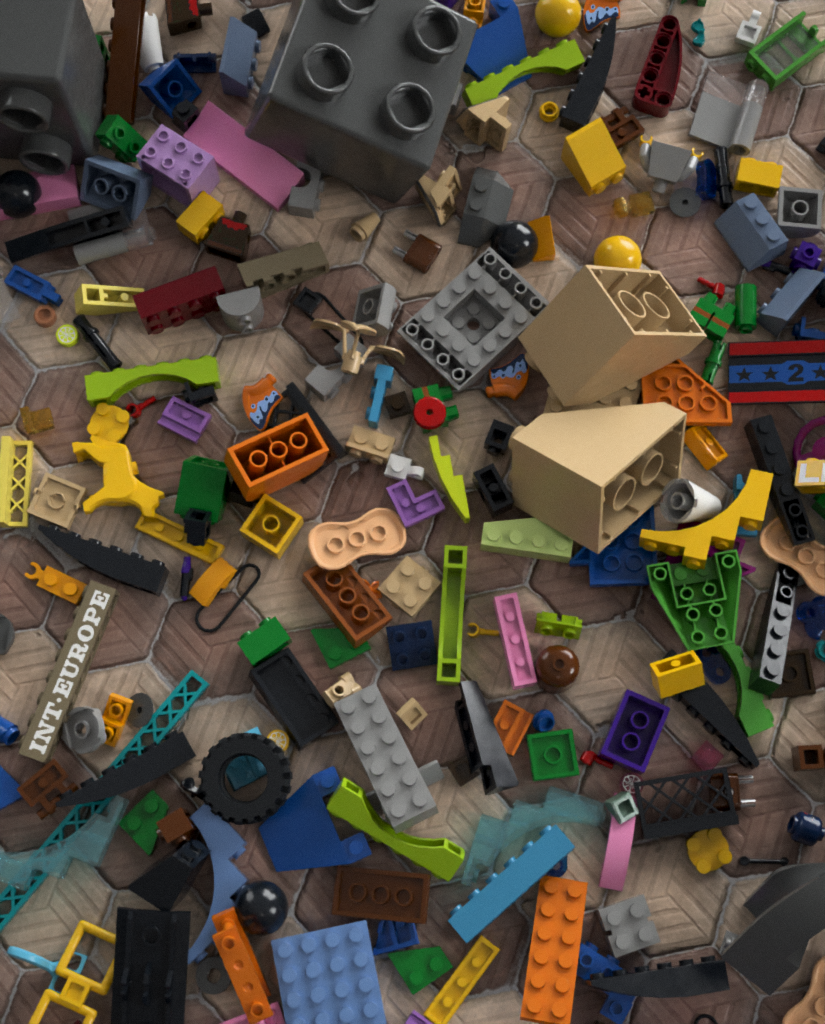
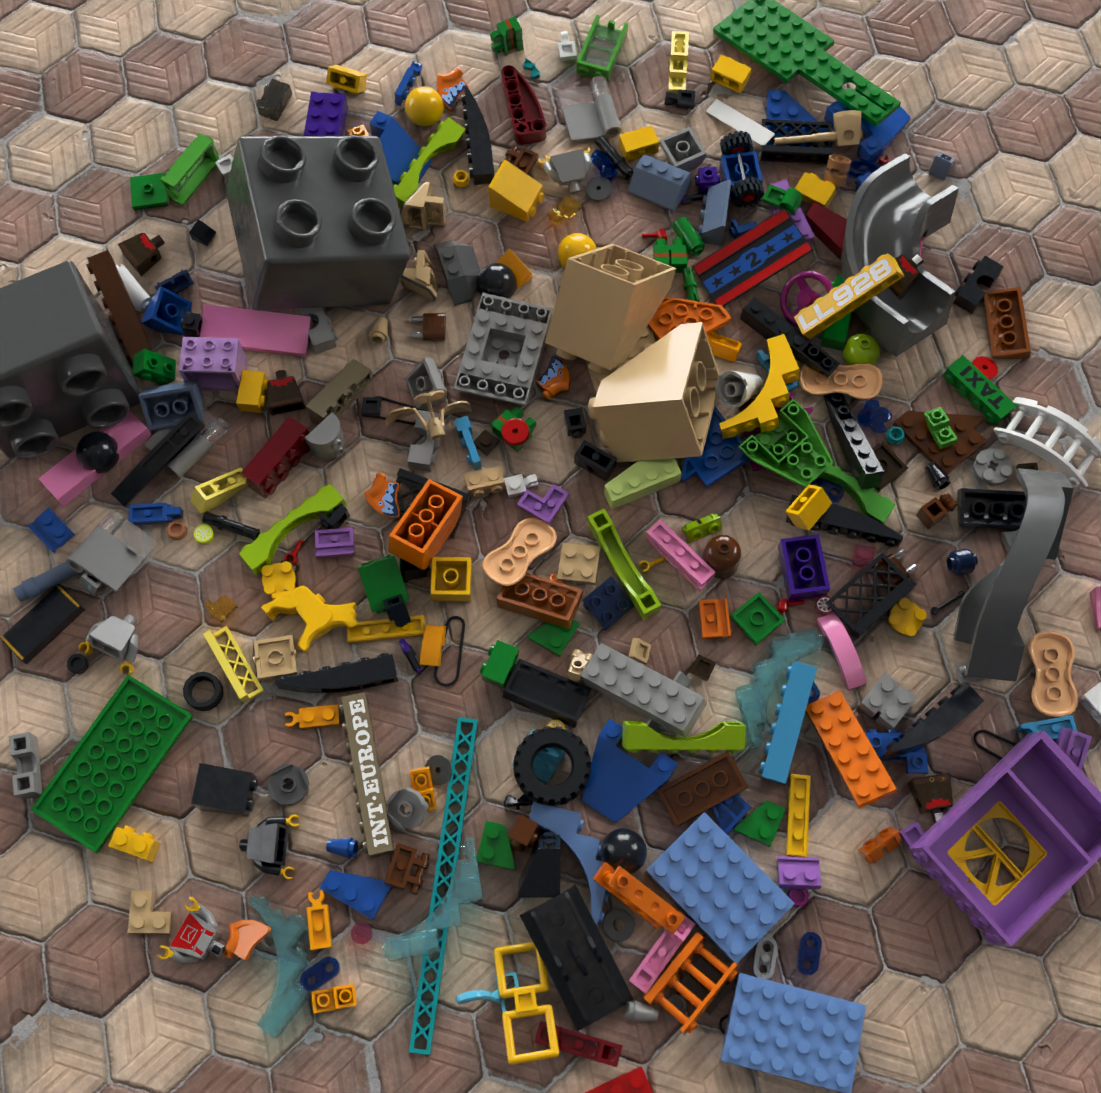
camera: 30 degrees left, 5 degrees down
(135, 771) = (466, 814): black slope -> none
(239, 59) = (208, 263): sand blue slope -> none
(451, 484) = (562, 474): neon yellow slope -> none
(482, 741) = (703, 638): black wedge -> none
(543, 720) = (735, 599): blue plate -> none
(622, 806) = (829, 623): sand green slope -> none

